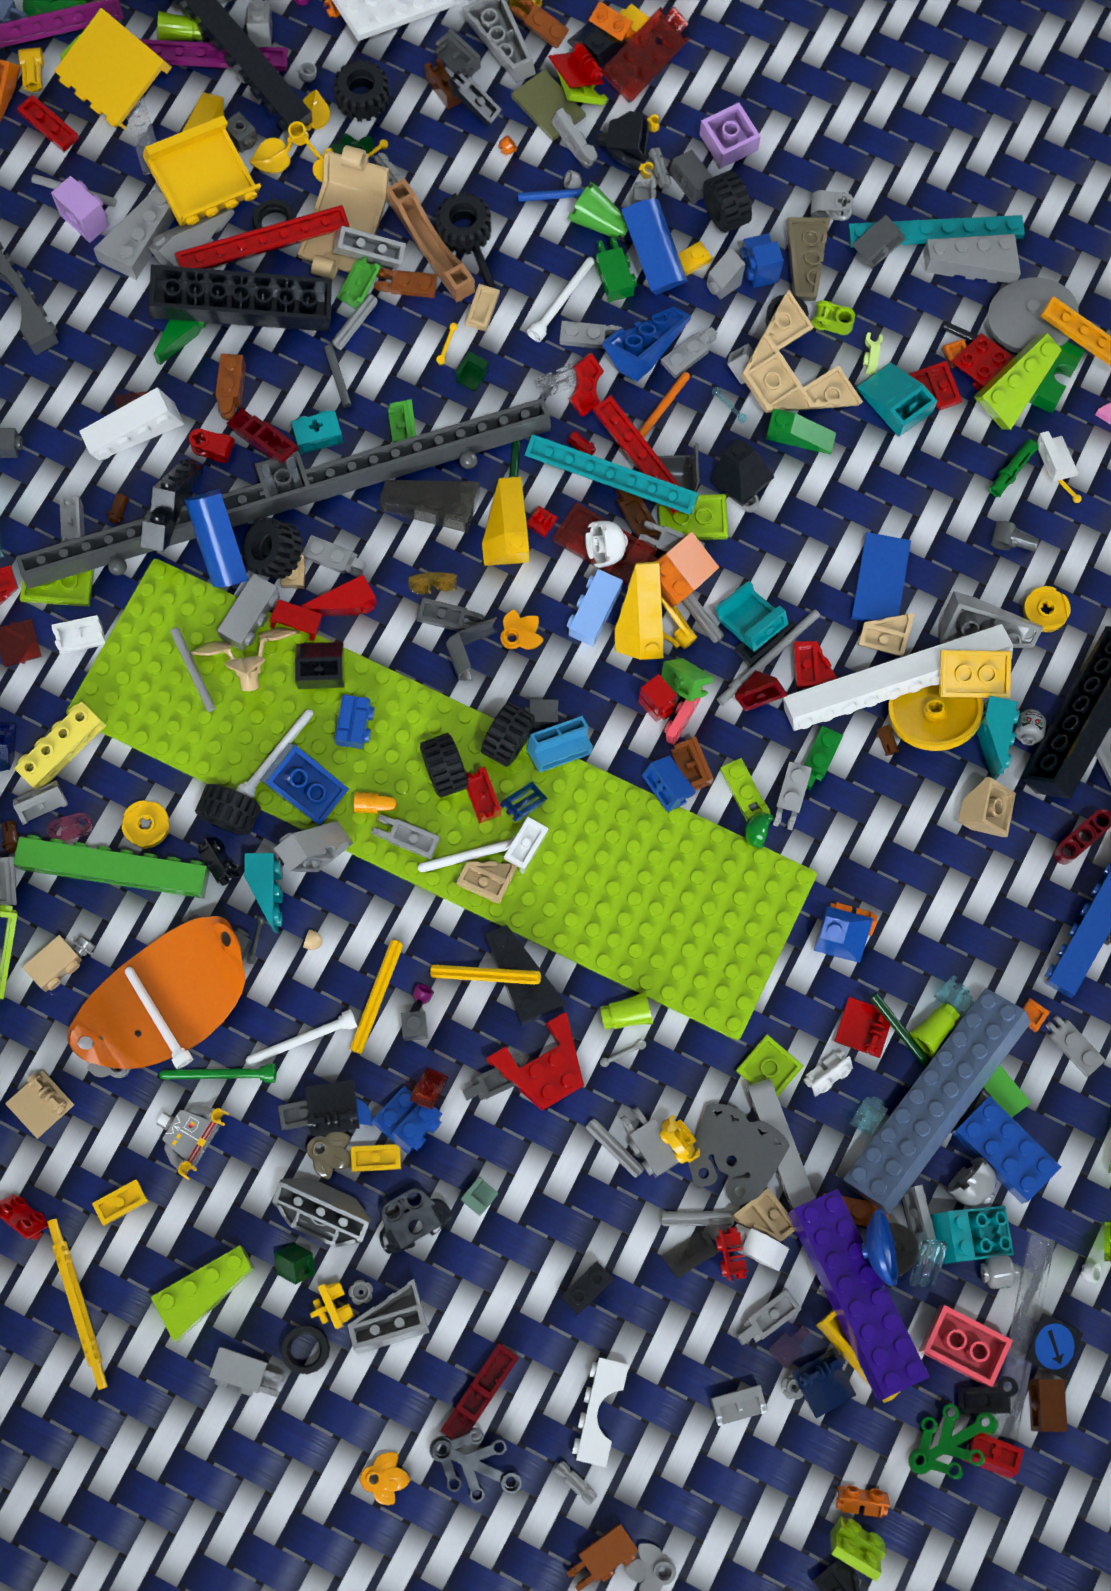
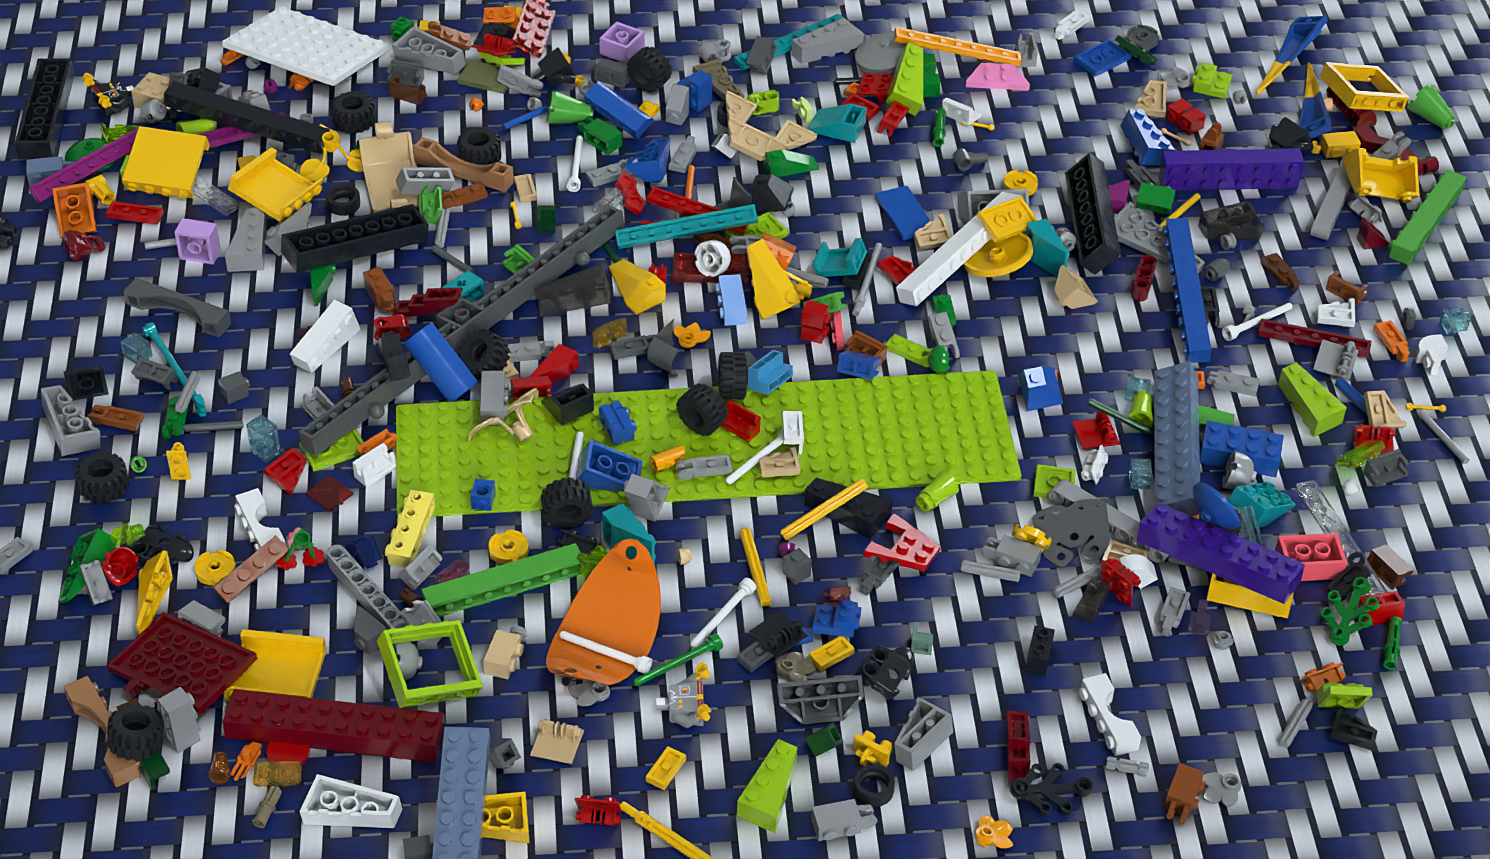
camera: 30 degrees left, 30 degrees down
(101, 605) = (383, 437): none -> orange hinge
(155, 734) = (483, 494): none -> blue brick
(193, 670) = (476, 447): light grey bar -> none
(211, 903) = (590, 561): none -> clear neon green hips
(263, 239) = (350, 202): red tile -> none
(367, 1292) = (885, 729): light grey plate -> none
(474, 97) = (436, 86): black hinge -> none
(513, 809) = (776, 409): tile -> none
(641, 1044) = (959, 510): light grey hinge -> none
(659, 168) = (587, 76): light grey axle -> none
(738, 1405) = (1196, 665): light grey hinge -> none
(741, 416) = (745, 173): clear light blue hinge -> none
(759, 690) = (878, 291): dark red slope -> none
(789, 1539) = (1295, 723): none -> light grey axle
(824, 1383) = (1240, 625): dark blue hinge -> none
(887, 740) = (977, 283): reddish brown pin -> none
(966, 426) = (893, 118): none -> red hinge
(978, 1498) = (1392, 647): none -> green pin
(999, 1272) = (1295, 512): light grey head -> none
(1054, 1346) = (1363, 533): piece -> none

